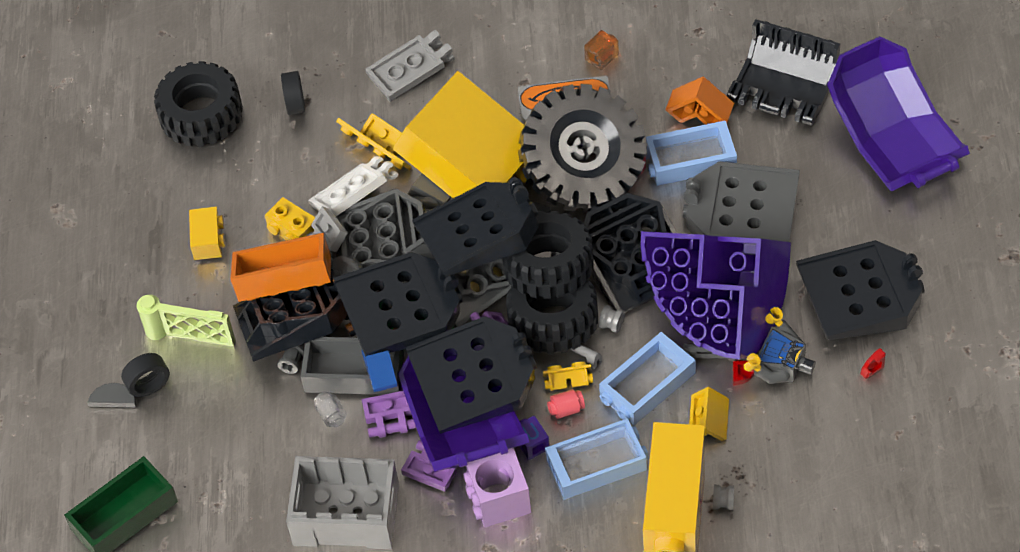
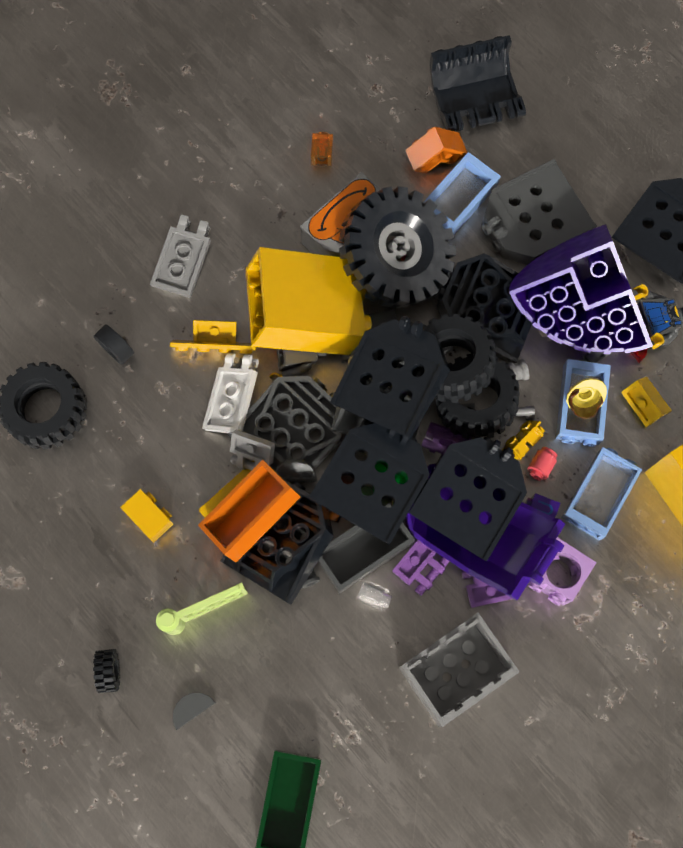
camera: 45 degrees left, 20 degrees up
(73, 321) = (106, 671): none -> black tyre
(138, 367) = (208, 675): black tyre -> none
(288, 220) = (207, 458): yellow brick -> none
(380, 371) = (402, 545): blue slope -> none
(642, 362) = (586, 397): none -> light yellow piece
(892, 115) = (588, 76): dark purple windscreen -> none

